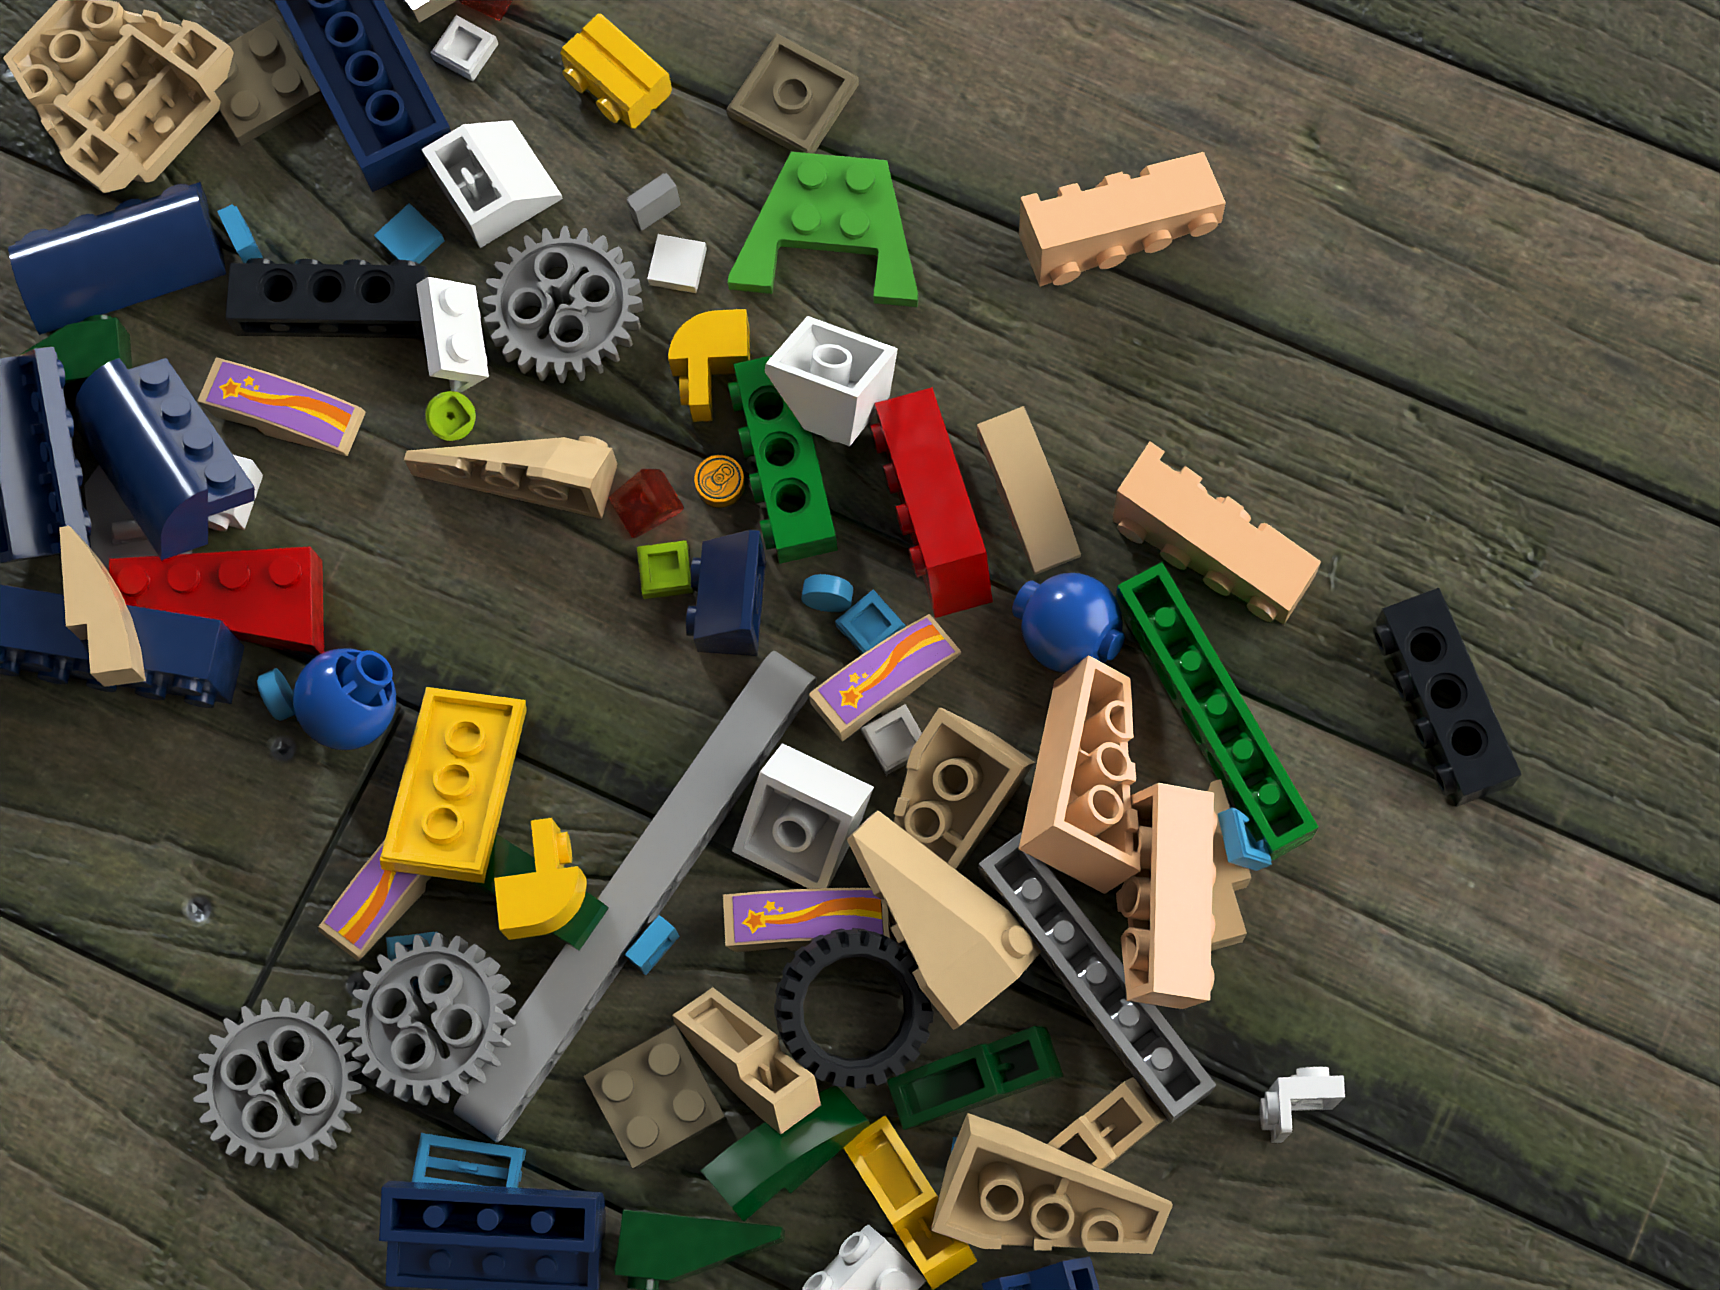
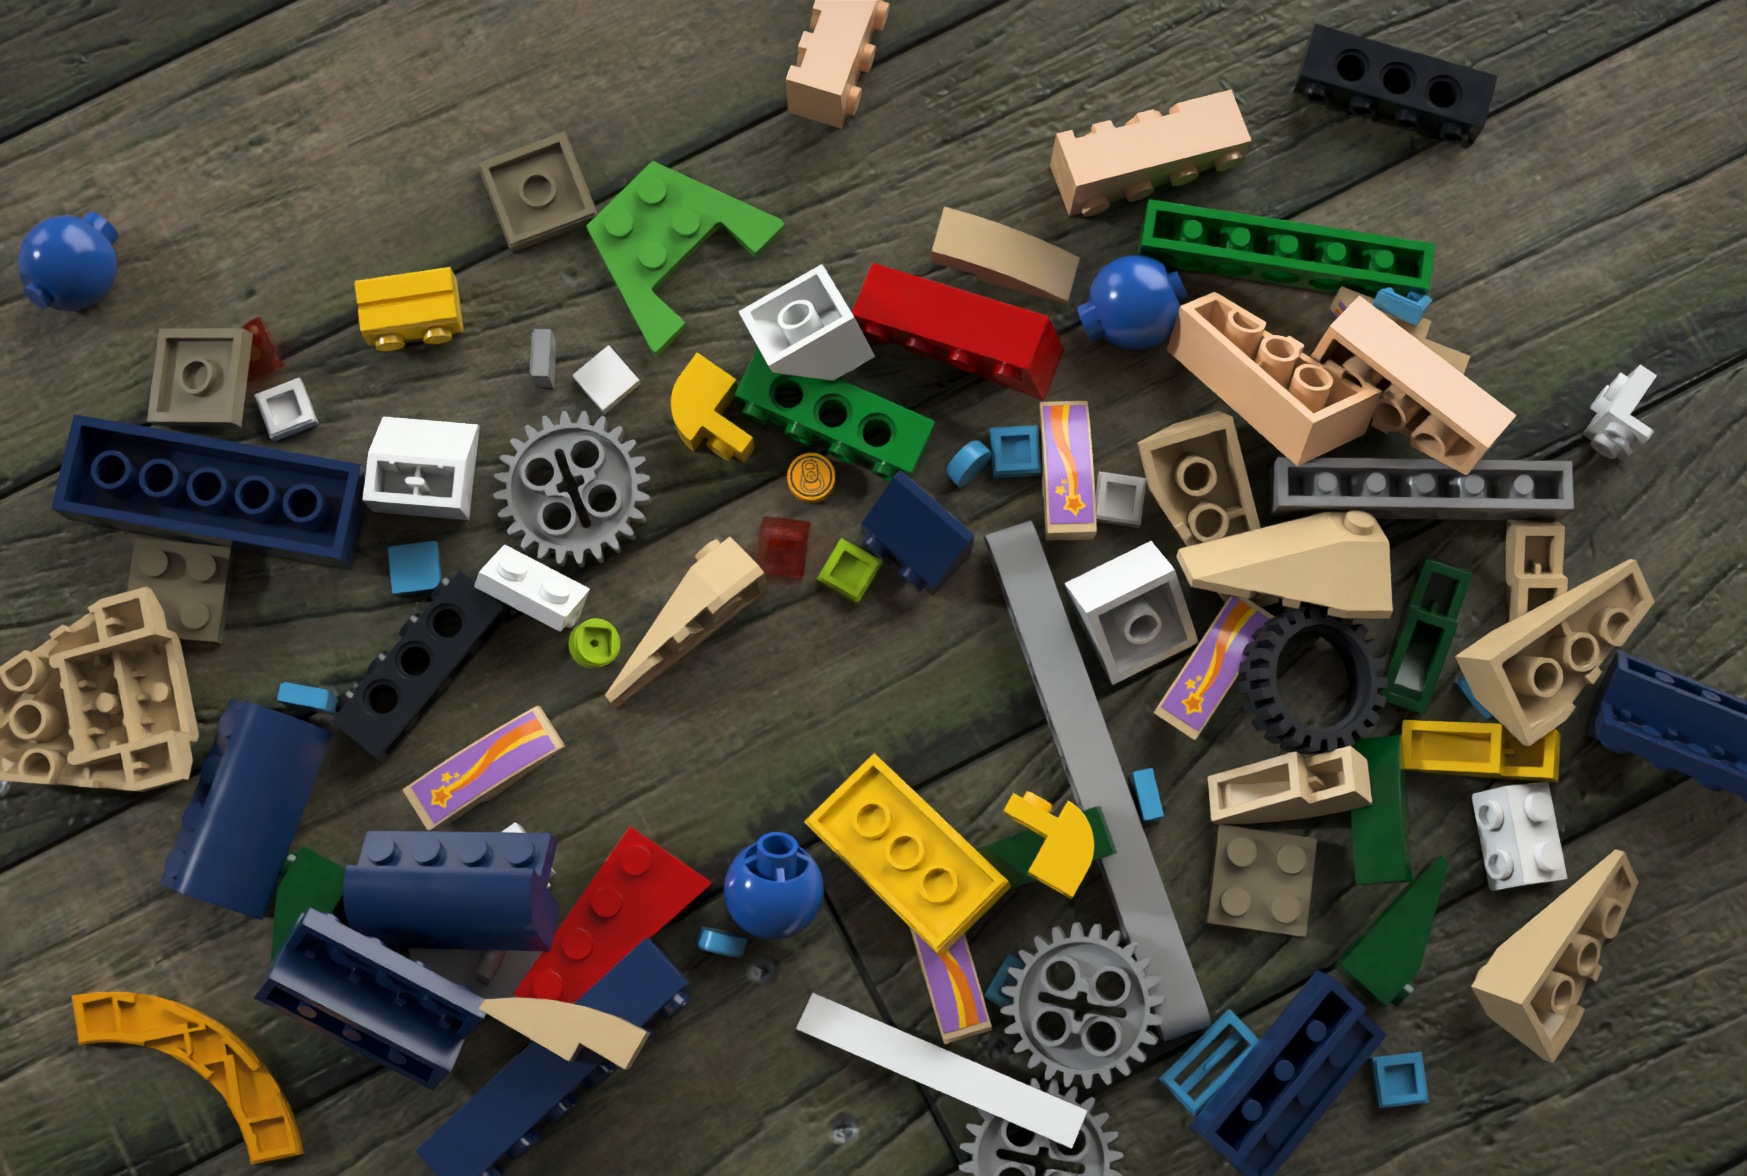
camera: 60 degrees left, 5 degrees up
(297, 948) = (942, 1070): none -> white sticker

